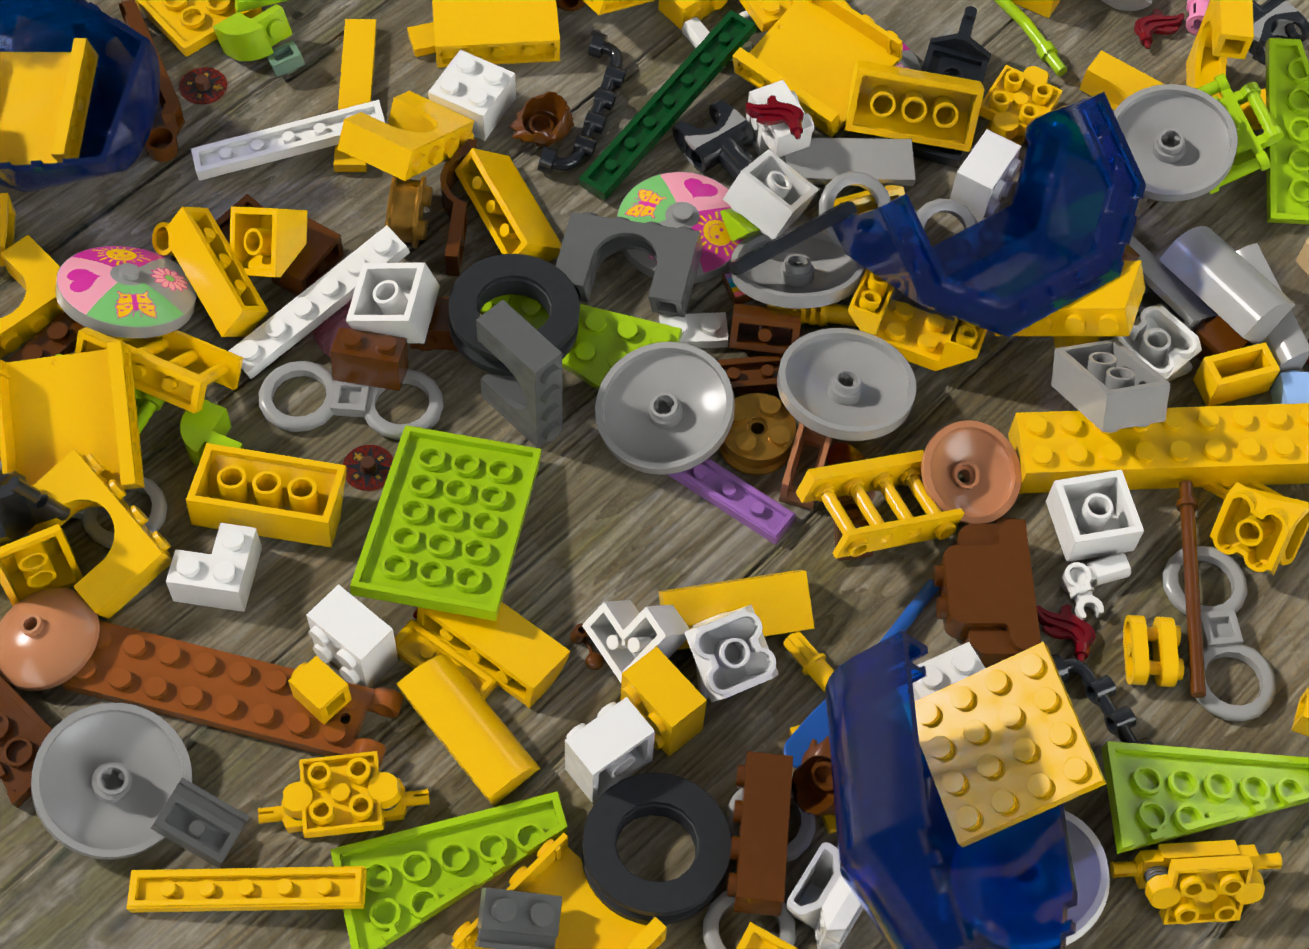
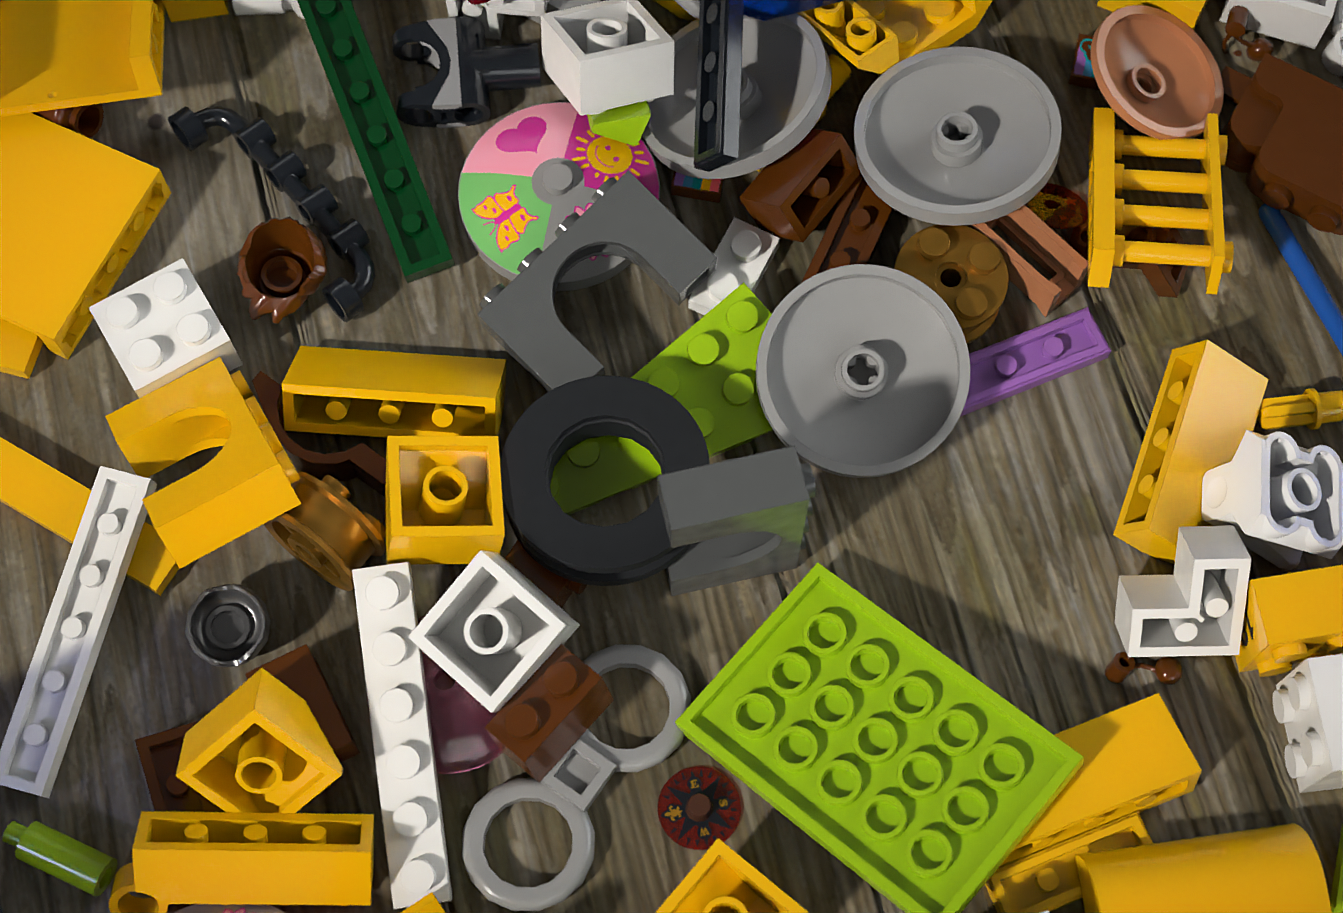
camera: 55 degrees left, 10 degrees up
(171, 194) = (61, 856): none -> lime cylinder
(333, 202) = (227, 625): none -> flat silver hair
(450, 241) = (442, 499): none -> yellow slope
(1042, 531) = (1236, 27): none -> reddish brown piece

